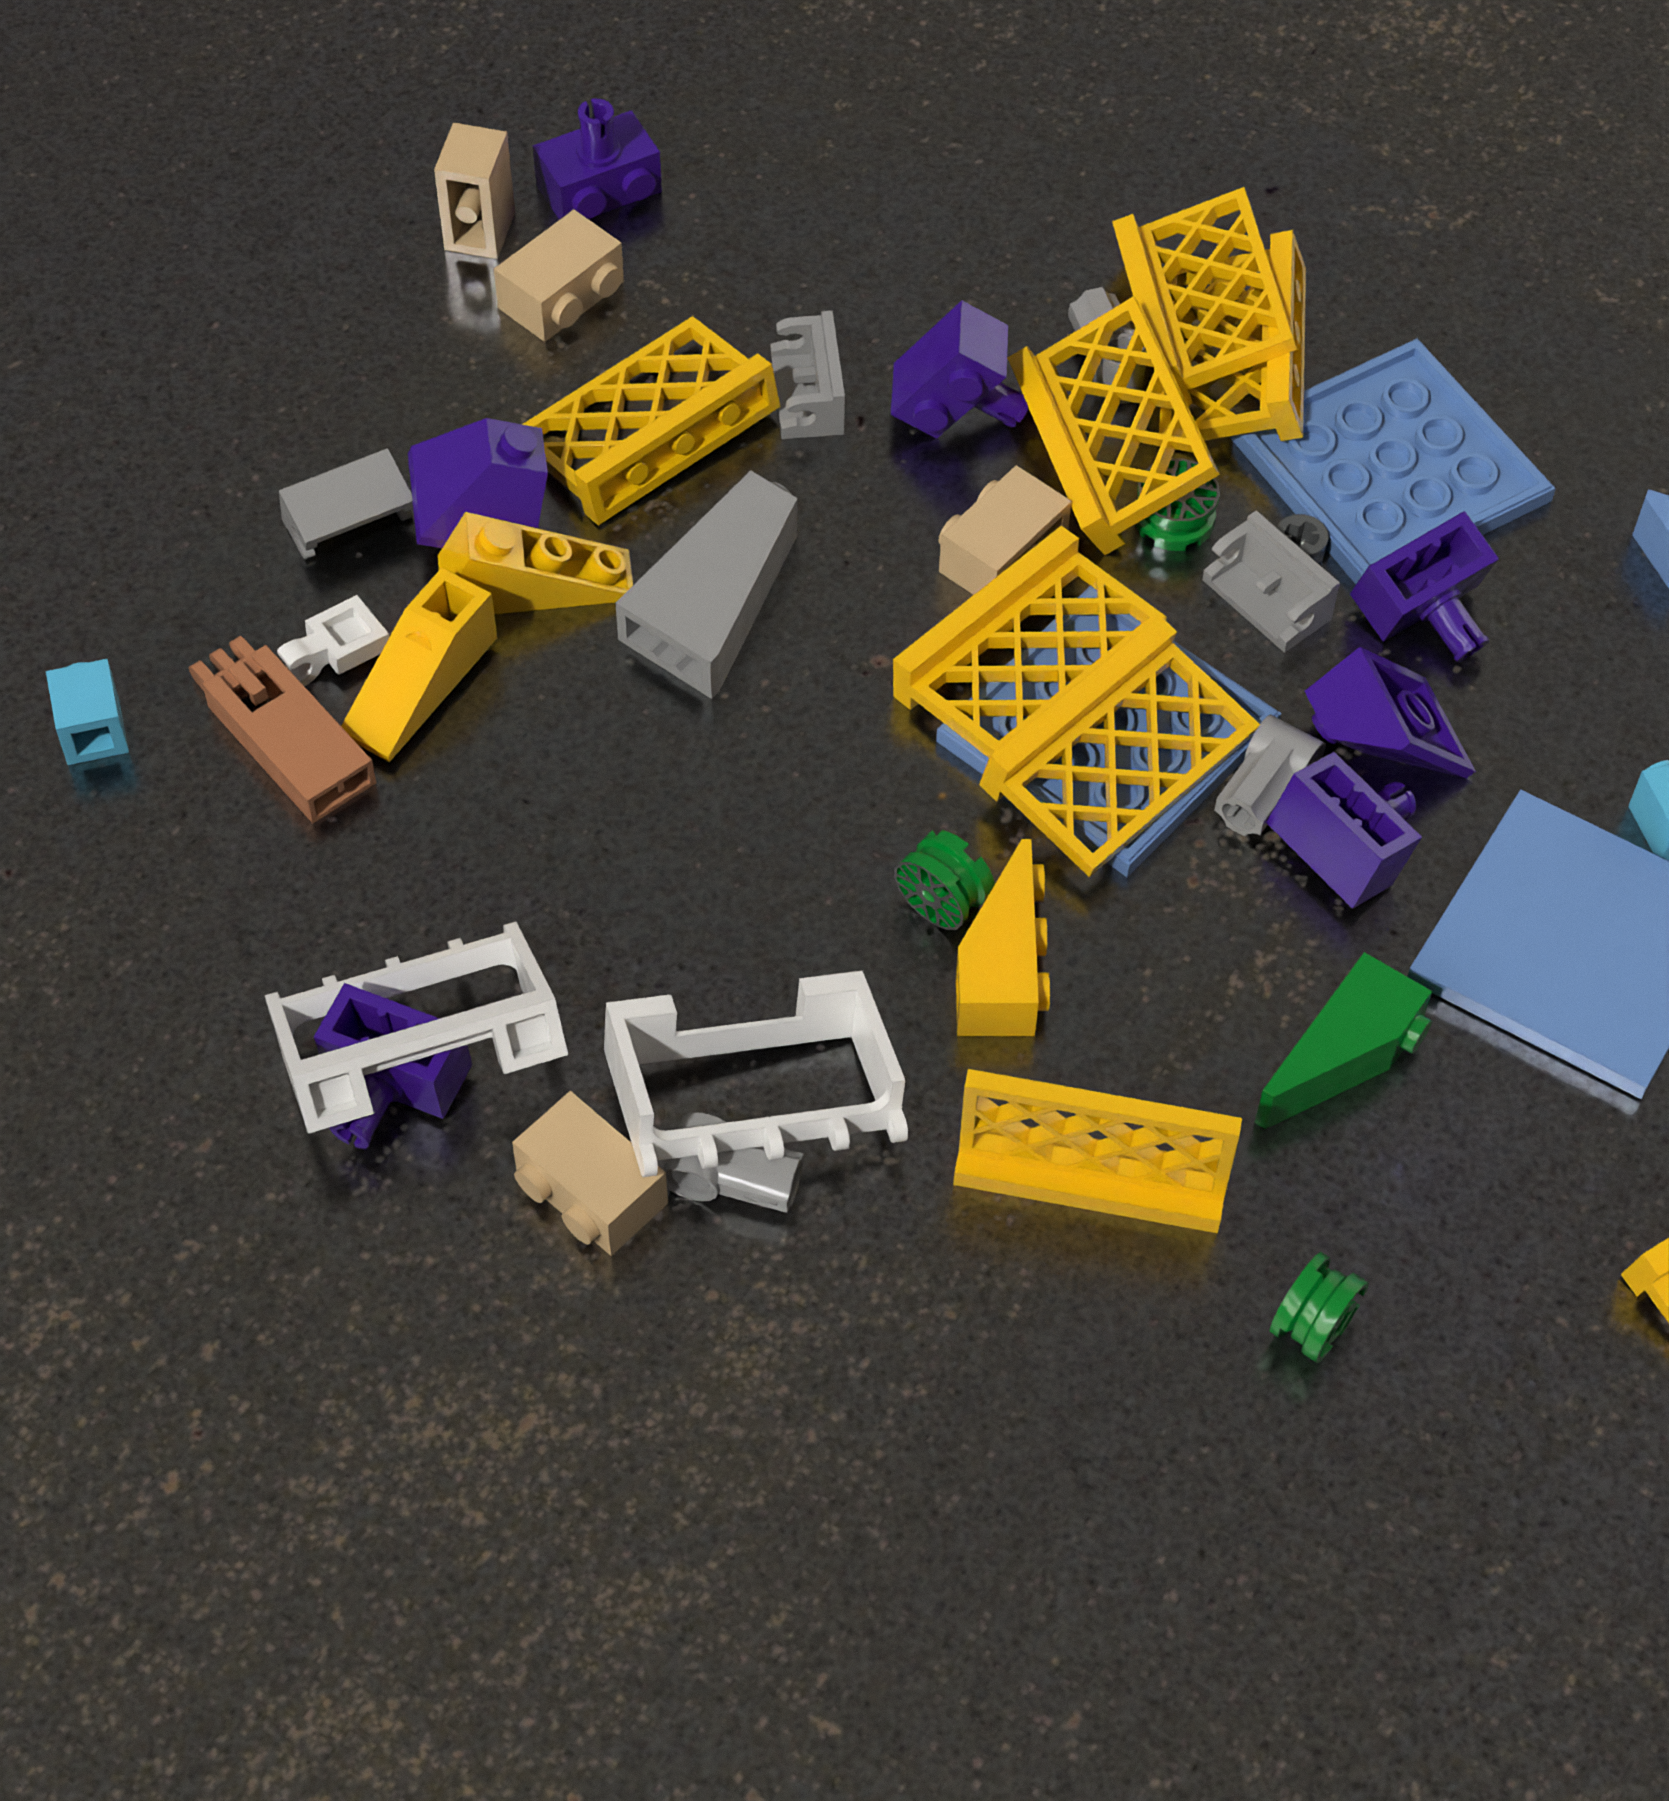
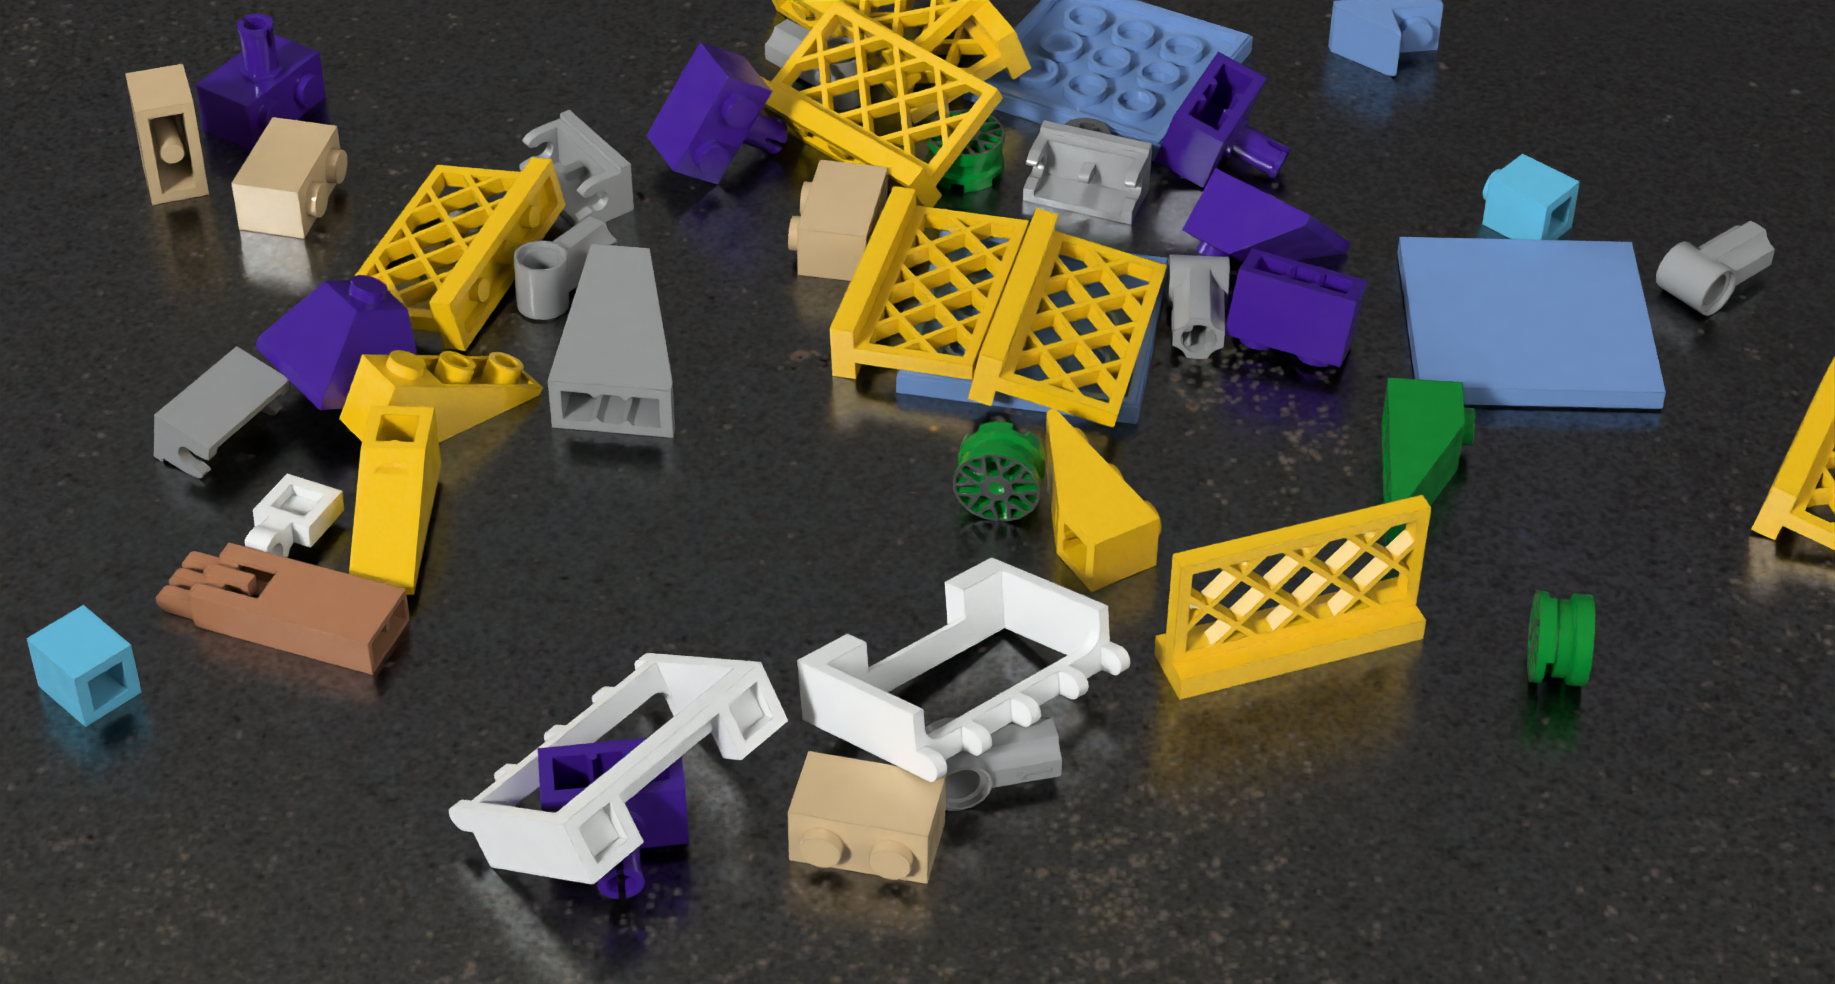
camera: 30 degrees left, 15 degrees down
(705, 476) = (552, 269): none -> light grey piece

